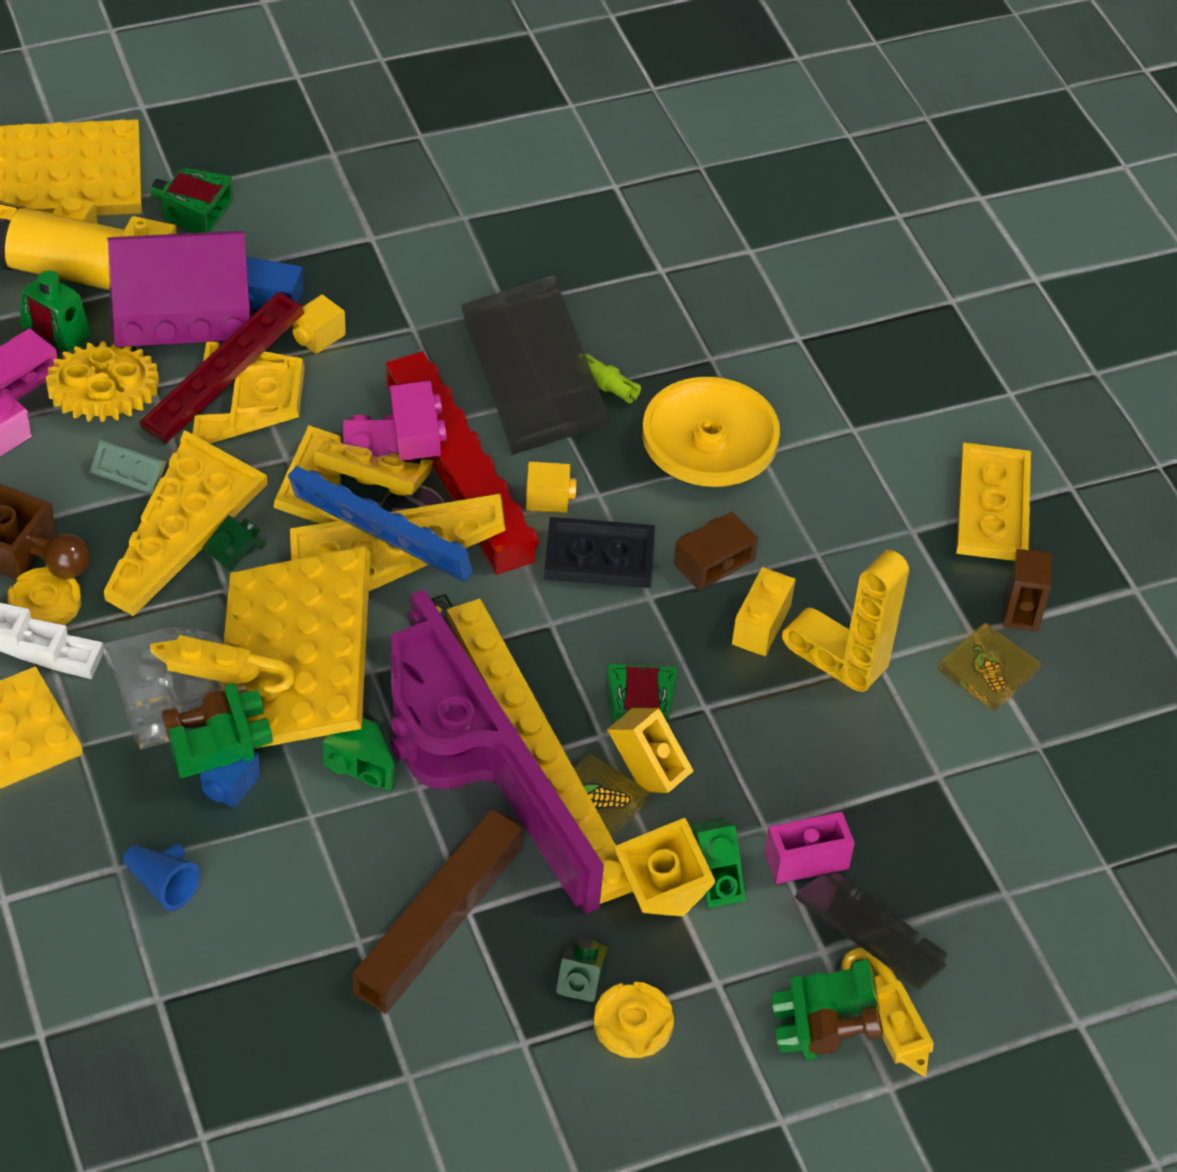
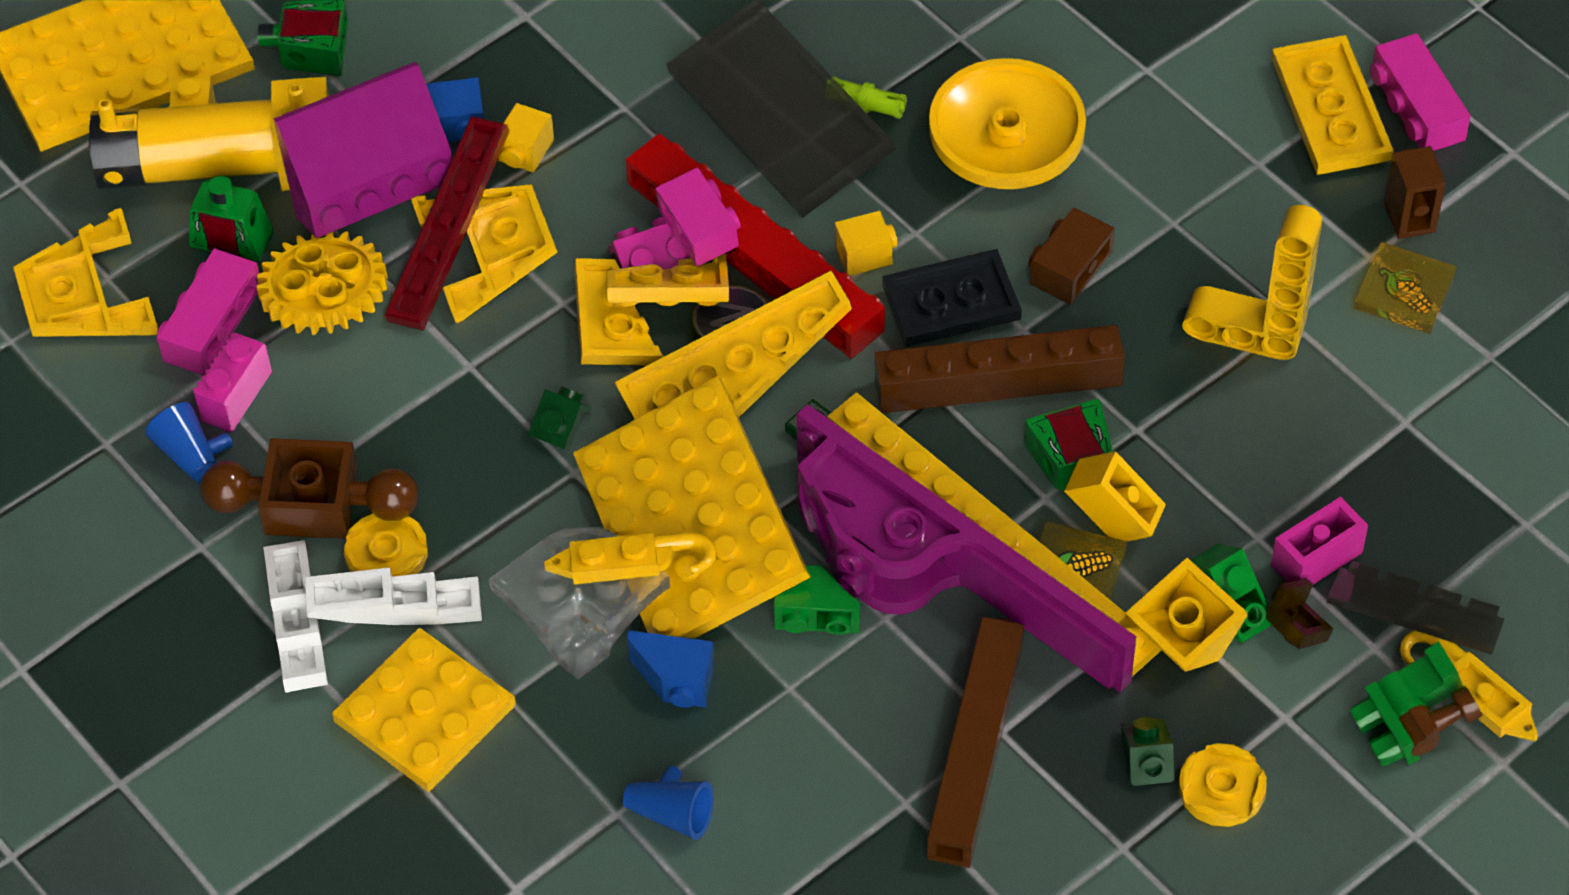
camera: 15 degrees left, 5 degrees up
(127, 466) = (401, 370): sand green plate -> none
(180, 517) = (491, 396): yellow wing -> none
(225, 731) = (673, 629): green hips -> none
(374, 520) = (717, 345): blue plate -> none
(608, 619) = (999, 368): none -> reddish brown brick
(761, 899) = (1295, 617): none -> dark brown bracket
(763, 611) = (1154, 306): yellow brick -> none
(1072, 516) = (1419, 93): none -> dark pink brick

